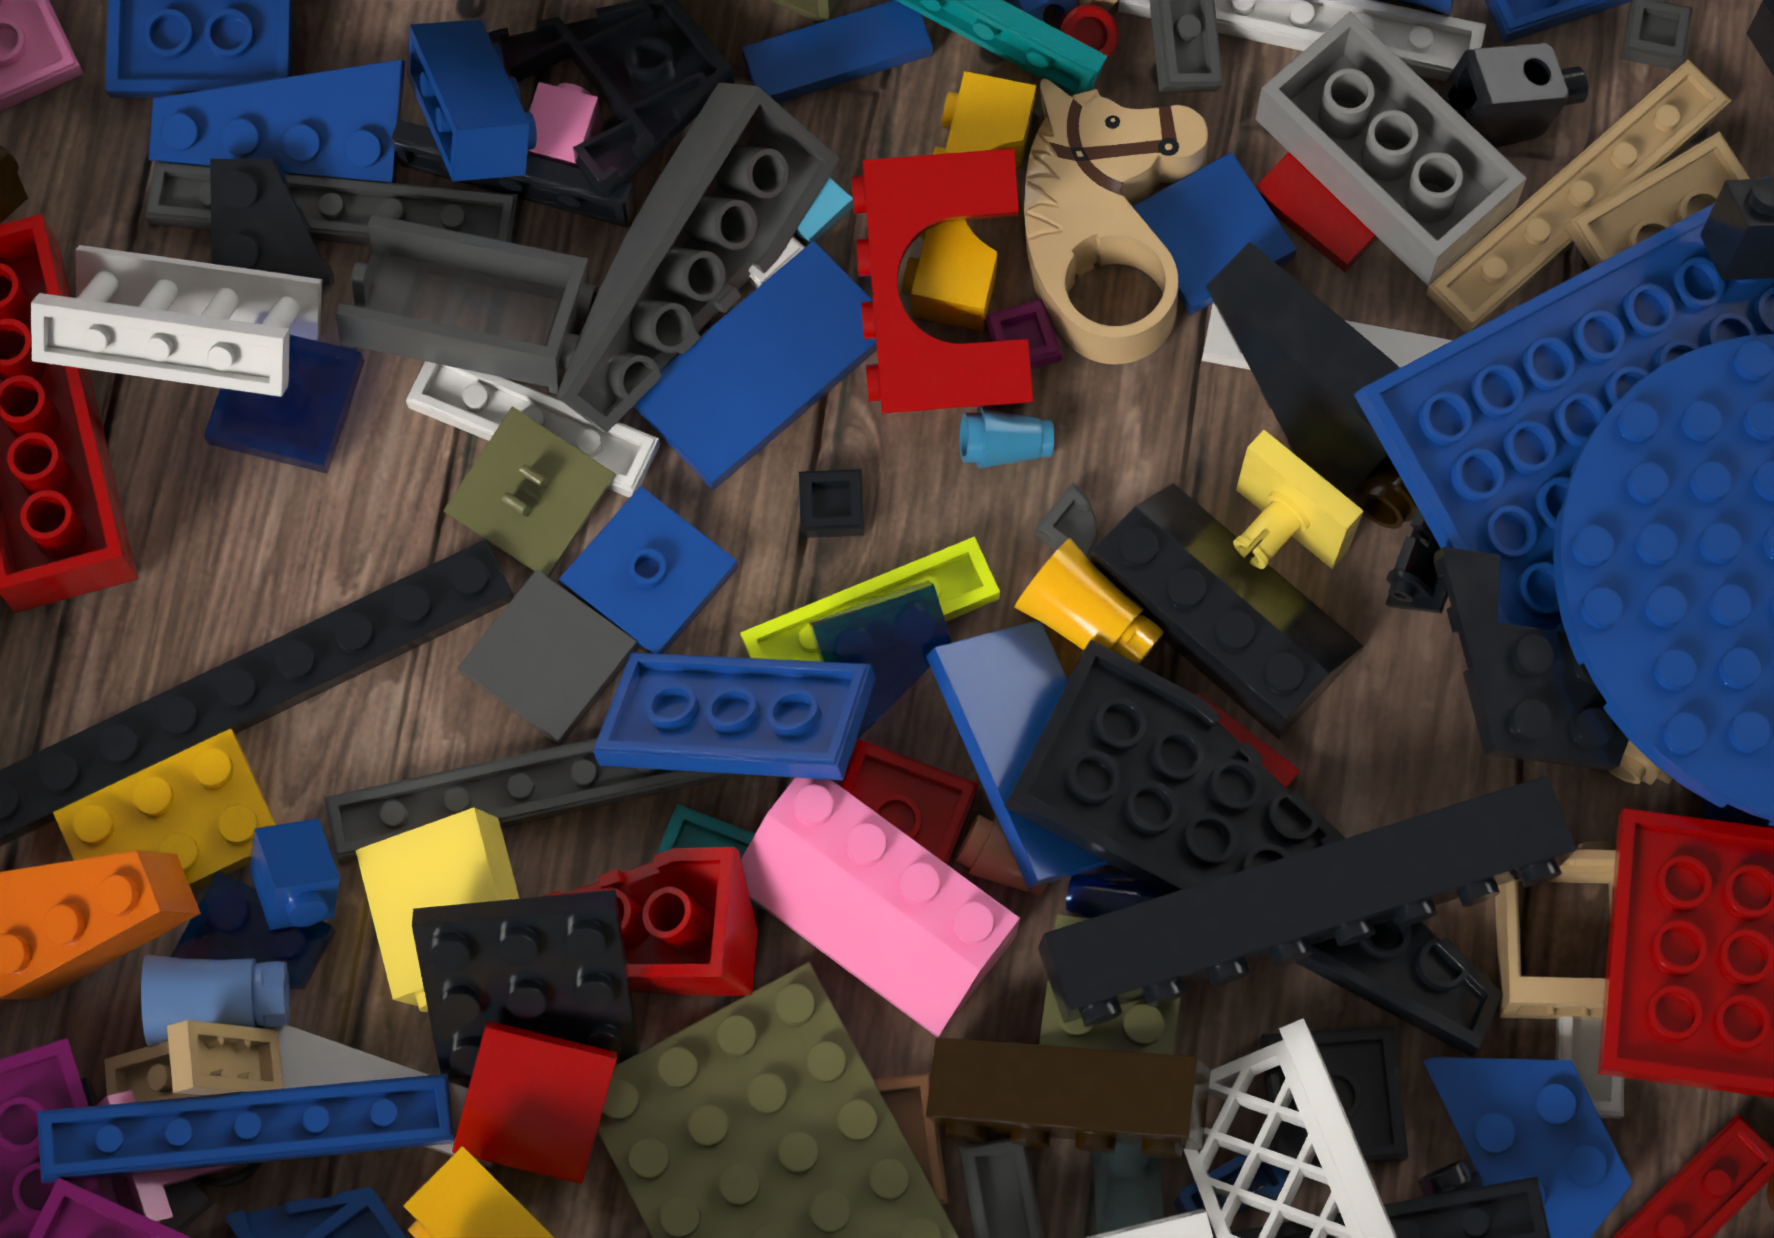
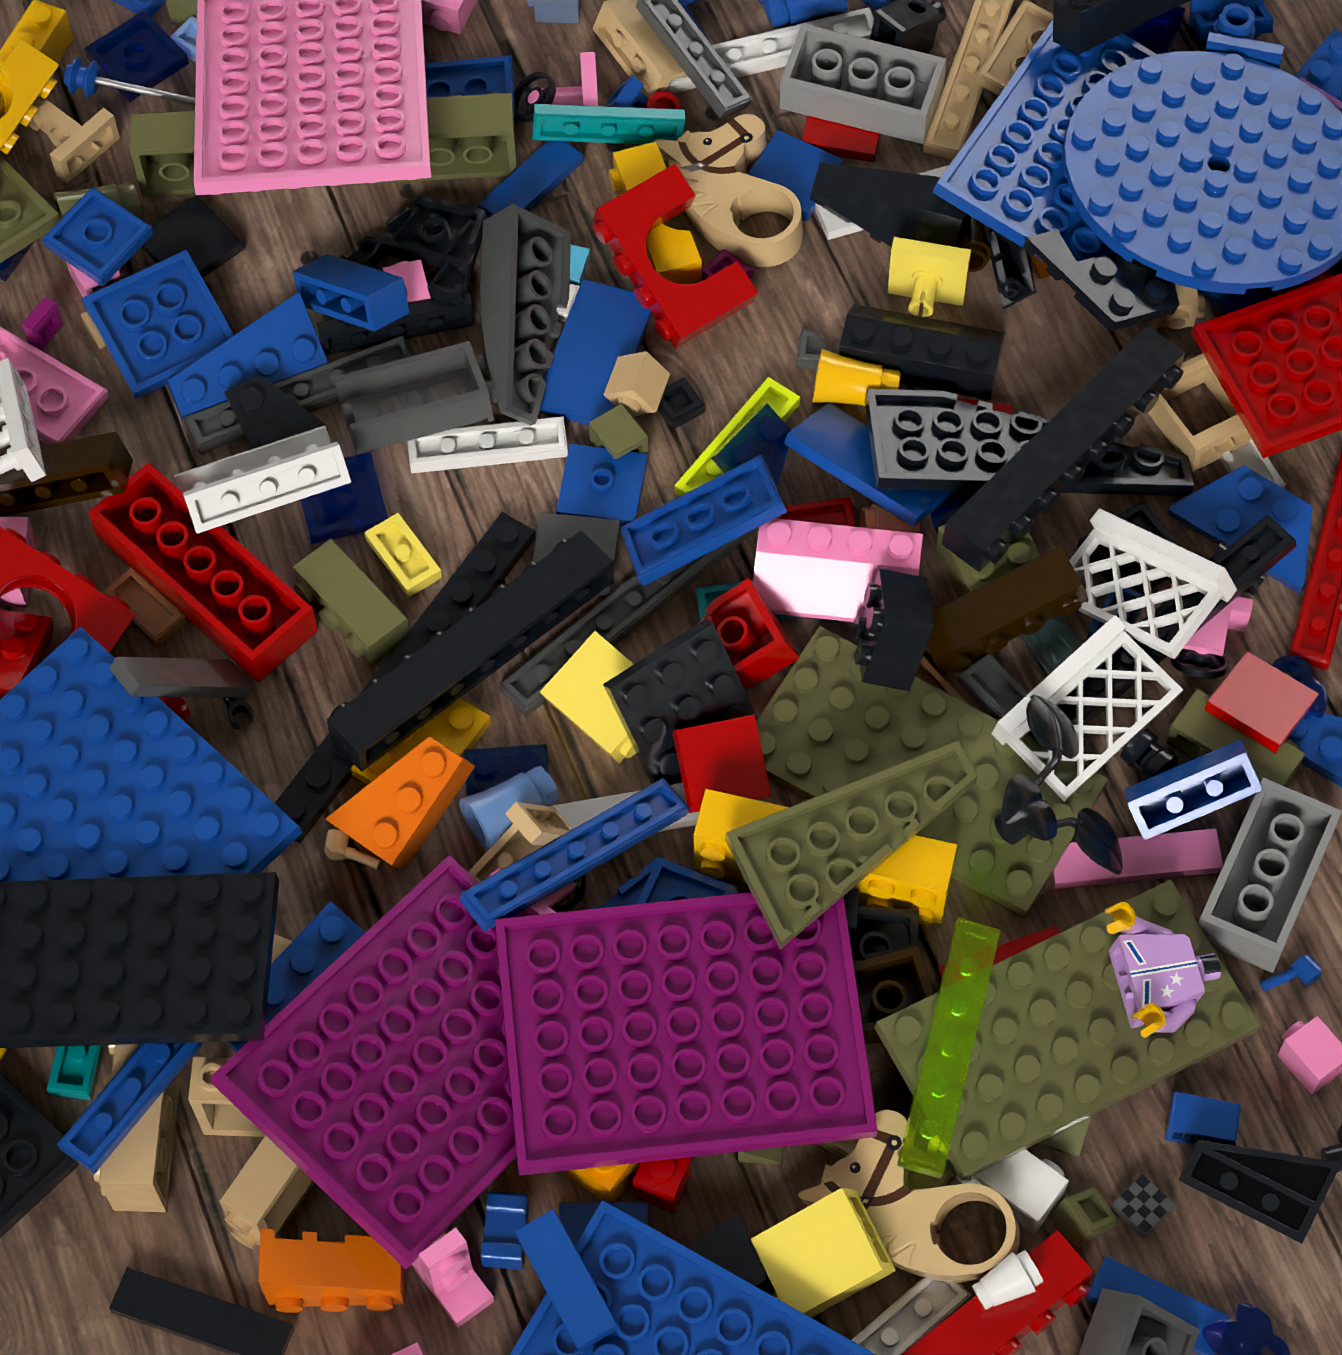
camera: 30 degrees left, 10 degrees down
(197, 564) = (350, 602): none -> olive brick
(294, 874) = (512, 723): blue brick -> none
(299, 733) = (470, 650): none -> black brick
(314, 530) = (403, 555): none -> light yellow plate
(529, 492) = (510, 477): olive piece -> none
(708, 511) = (618, 433): none -> olive panel
(780, 449) = (637, 383): none -> tan brick
(884, 1042) = (893, 629): none -> black brick
(1003, 438) = (749, 324): dark azure cone -> none

